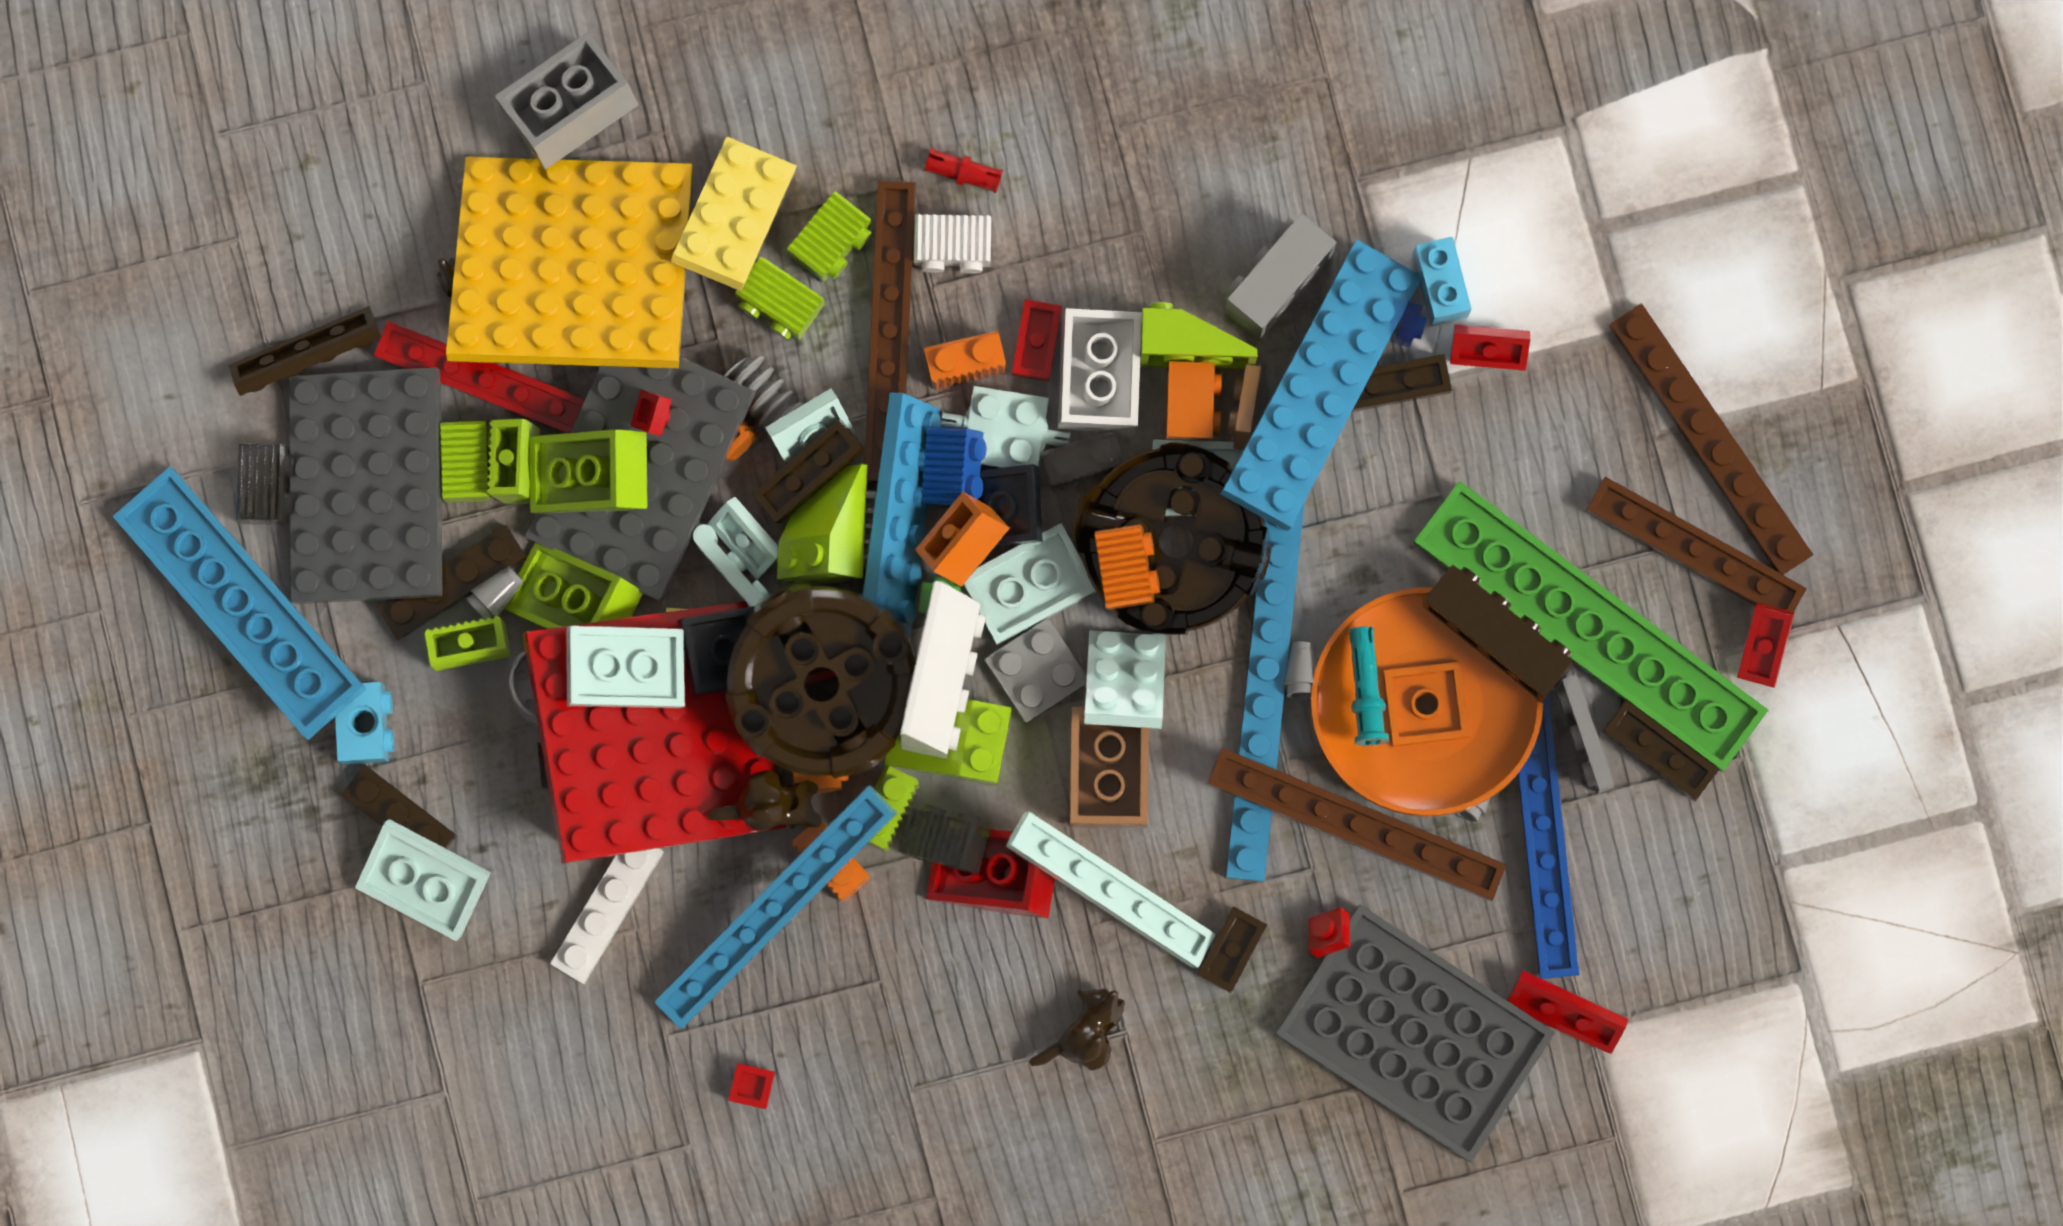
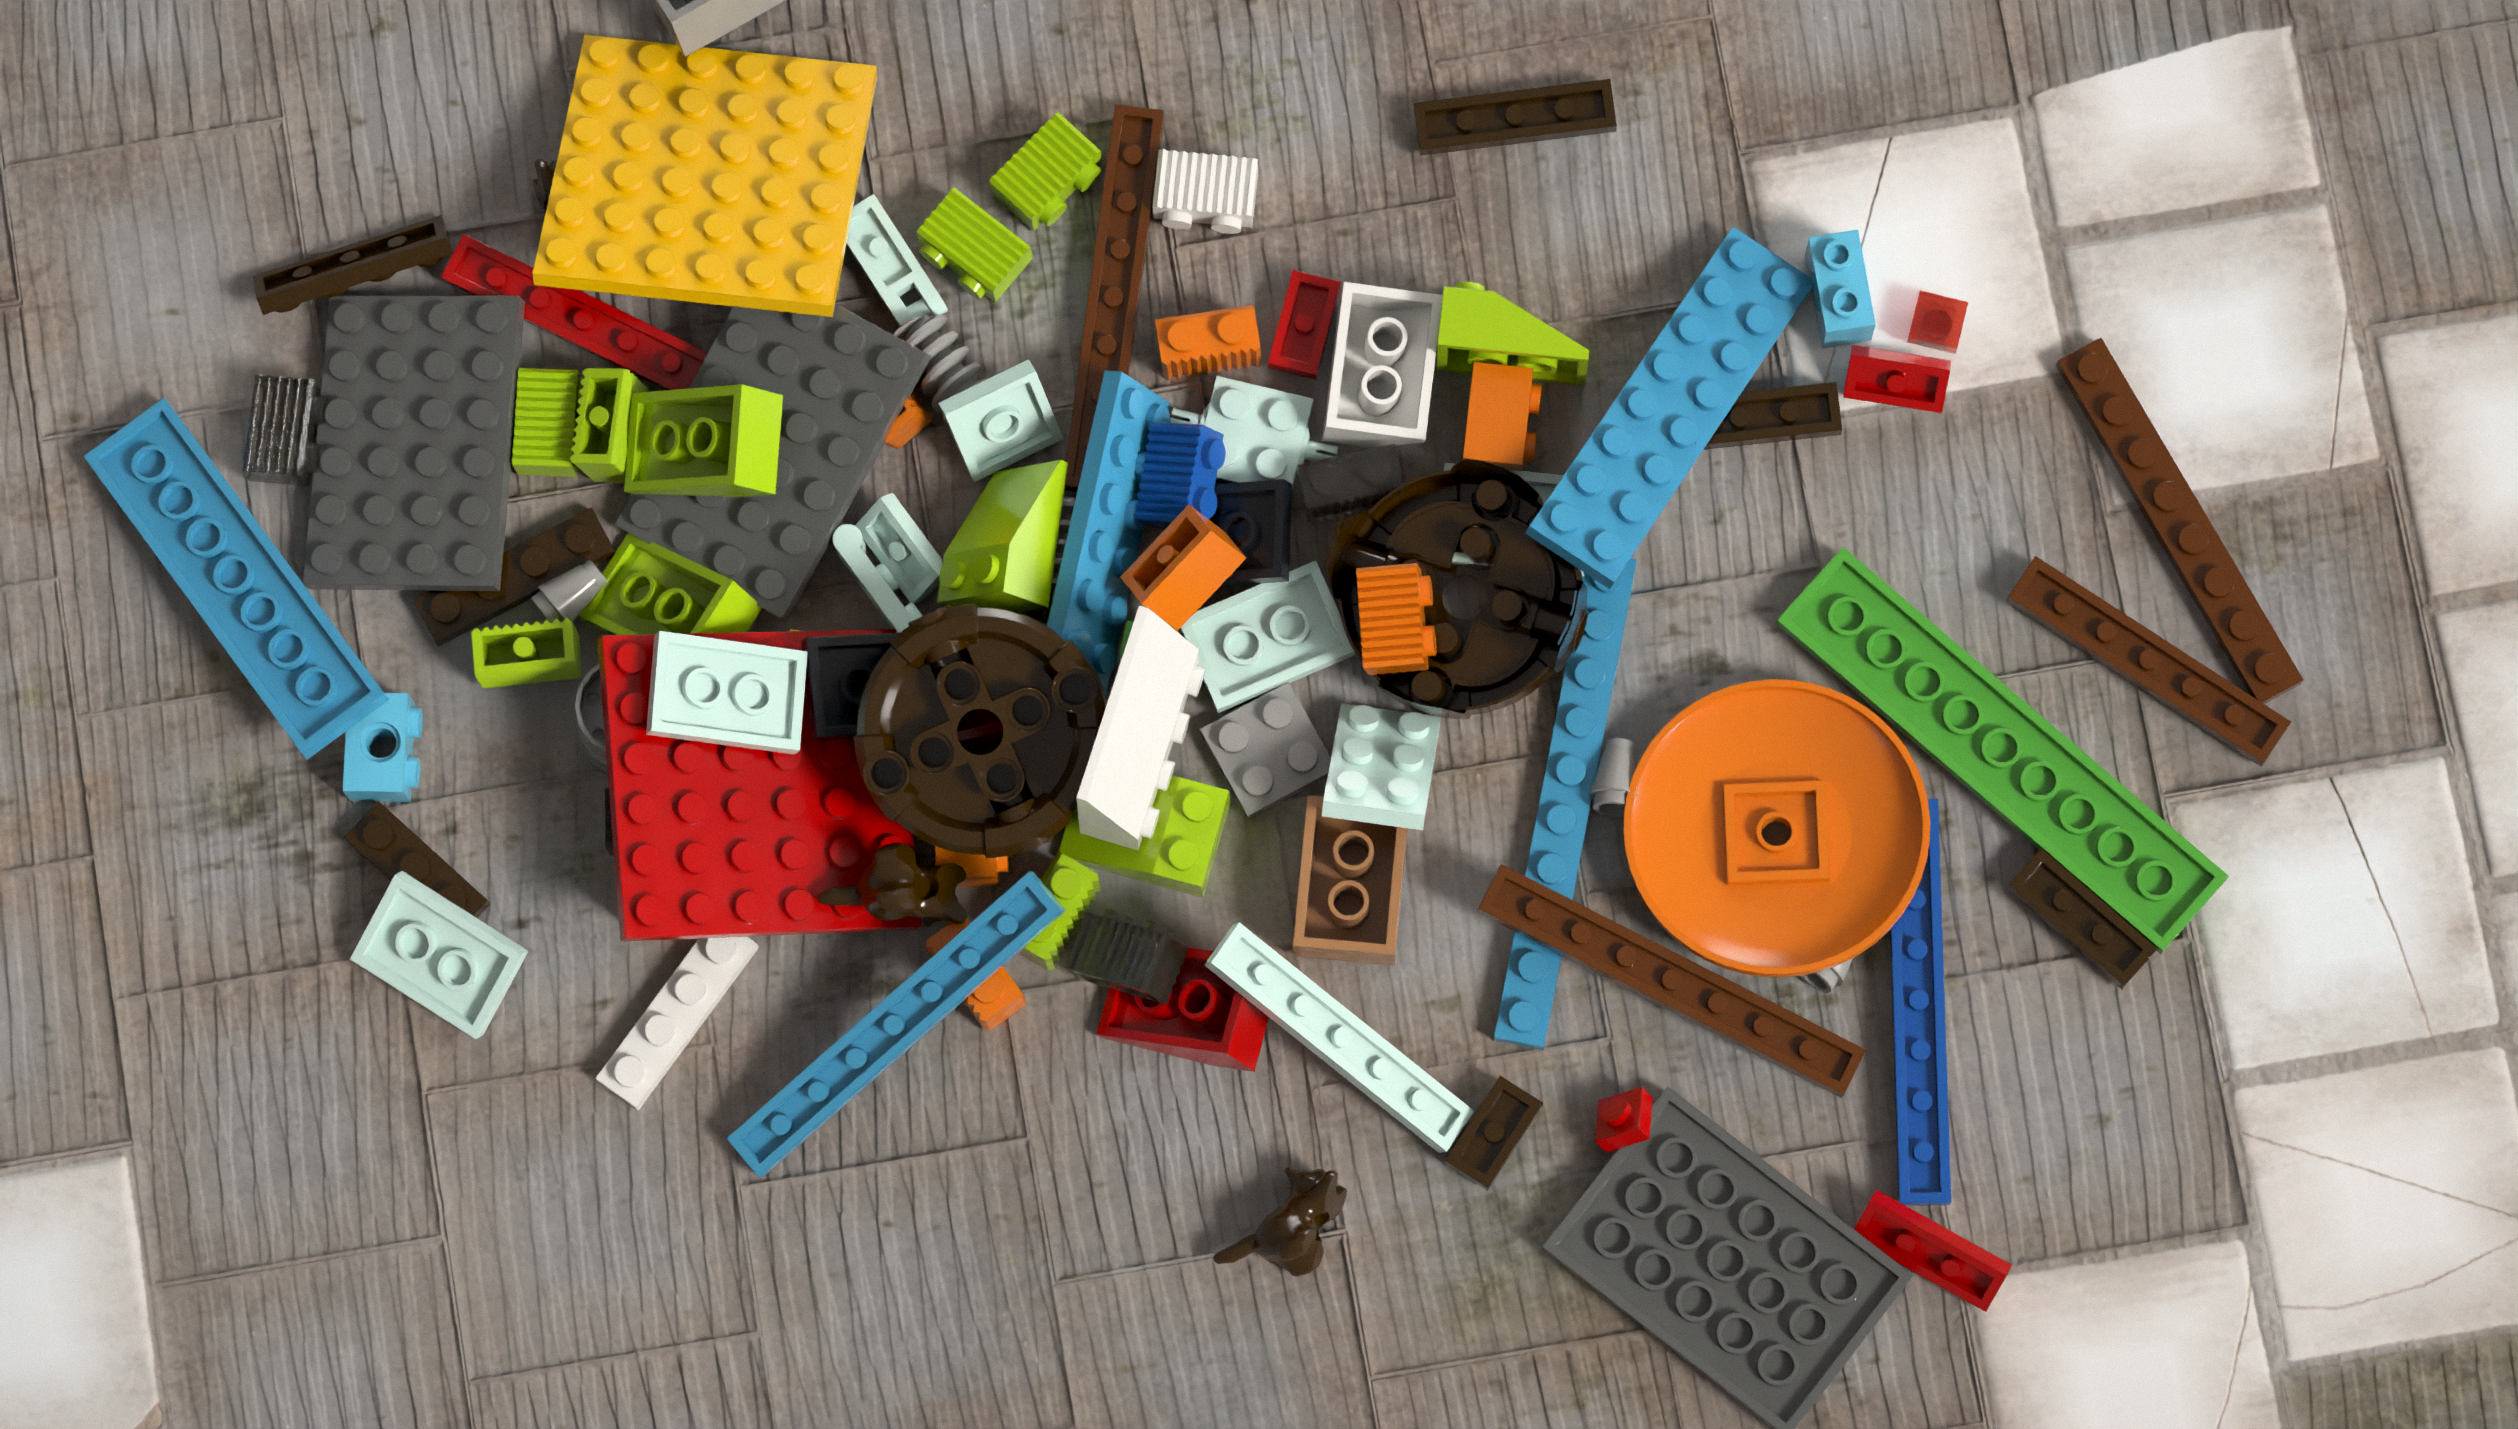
camera: 10 degrees right, 5 degrees down
(651, 412) = (792, 370): red plate -> none
(717, 319) = (890, 263): none -> light aqua plate
(733, 214) = (923, 130): light yellow plate -> none
(752, 1086) = (845, 1259): red plate -> none
(808, 471) = (991, 466): dark brown plate -> none
(963, 170) = (1227, 100): red pin -> none
(1183, 166) = (1515, 117): none -> dark brown plate
(1246, 392) = (1572, 412): medium nougat plate -> none
(1278, 276) = (1626, 264): light grey brick -> none
(1368, 704) = (1698, 822): teal pin -> none
(1411, 325) = (1796, 342): clear blue plate -> none
(1498, 633) = (1877, 743): dark brown brick -> none
(1517, 300) = (1937, 322): none -> clear red plate
(1584, 734) = (1982, 887): light grey plate -> none
(1766, 645) = (2231, 791): red plate -> none

